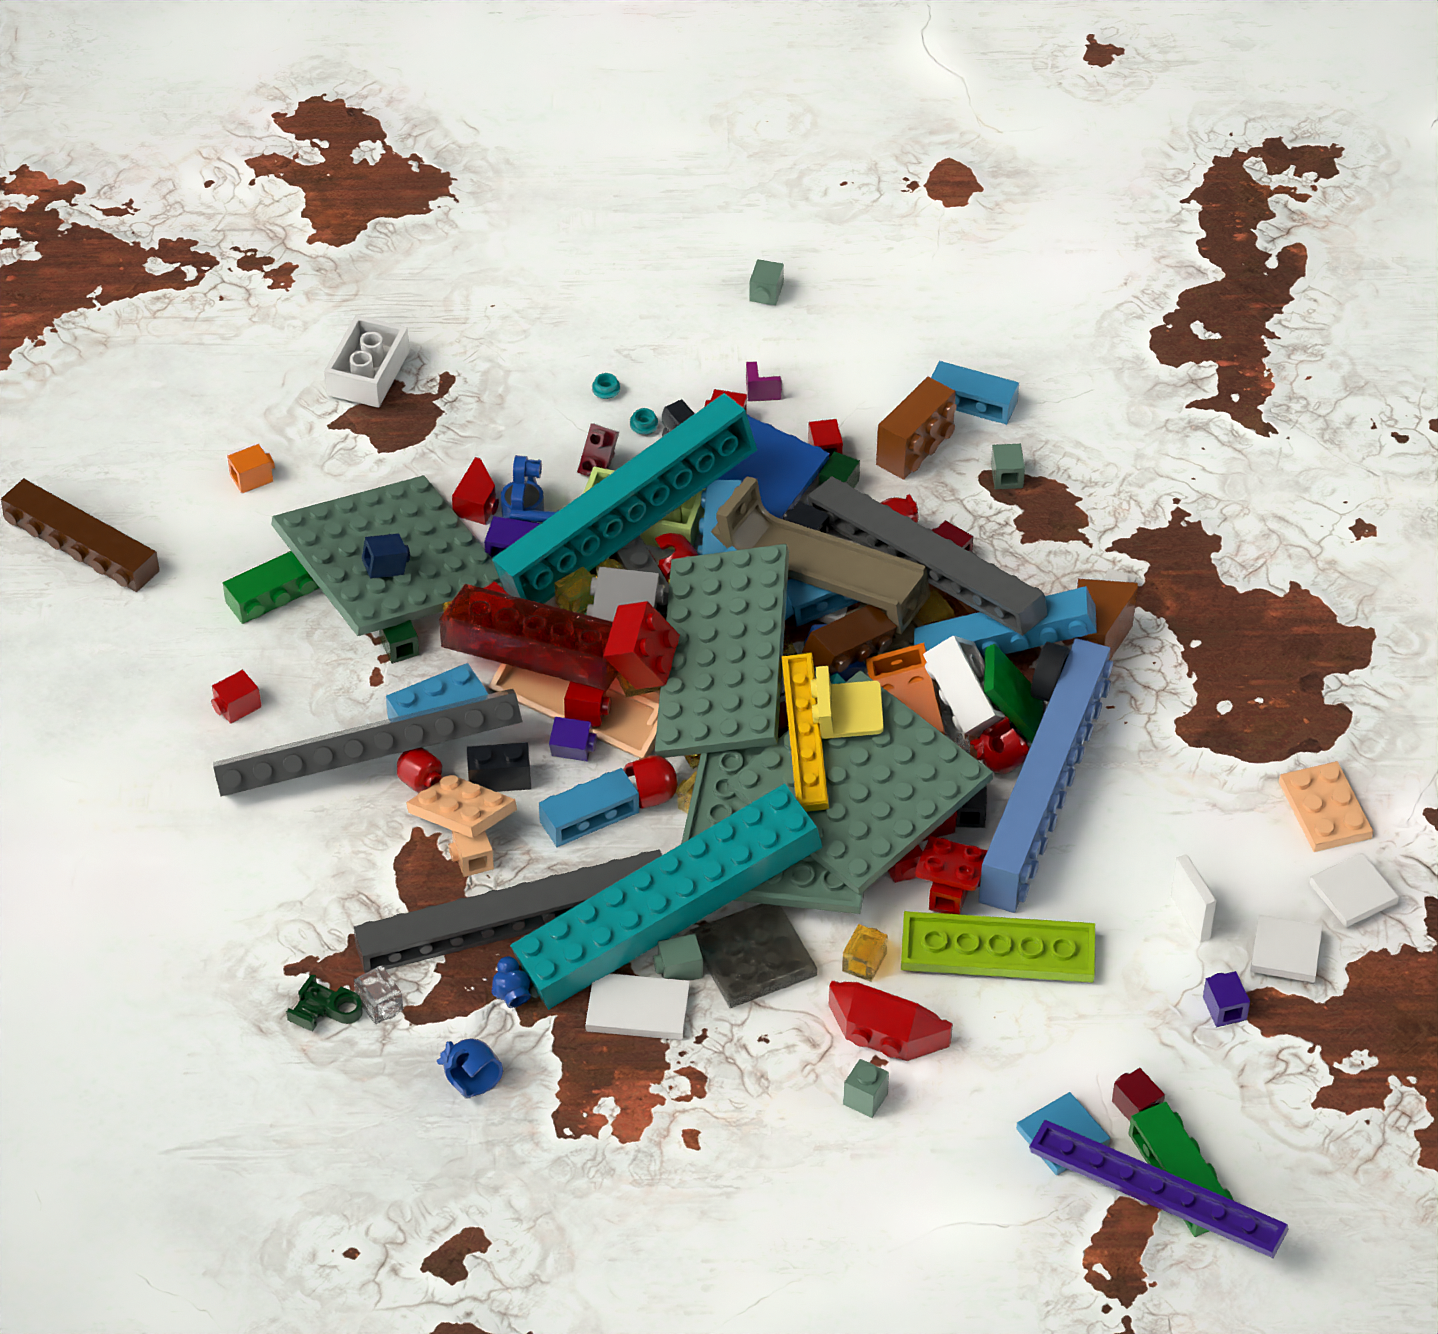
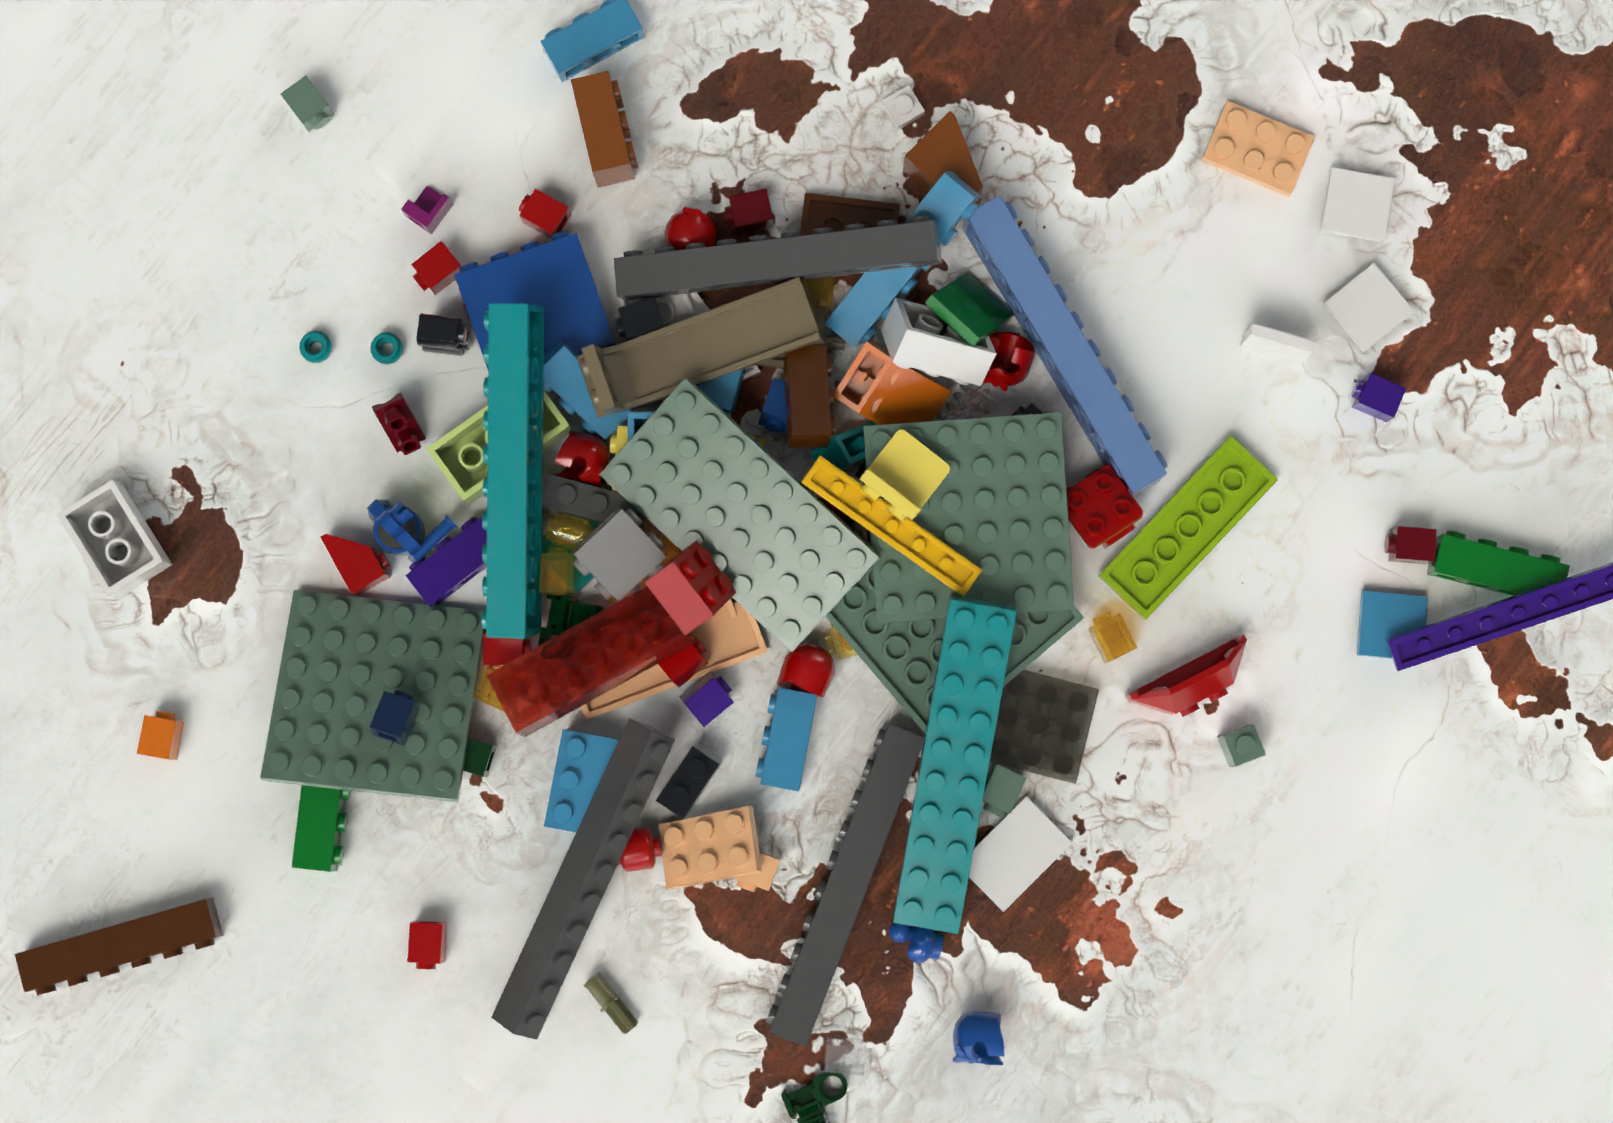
camera: 50 degrees left, 35 degrees up
(288, 831) = (611, 1003): none -> olive axle
(842, 468) = (596, 238): dark green brick -> none
(1007, 466) = (701, 83): sand green brick -> none
(1048, 670) = (976, 261): black tyre -> none

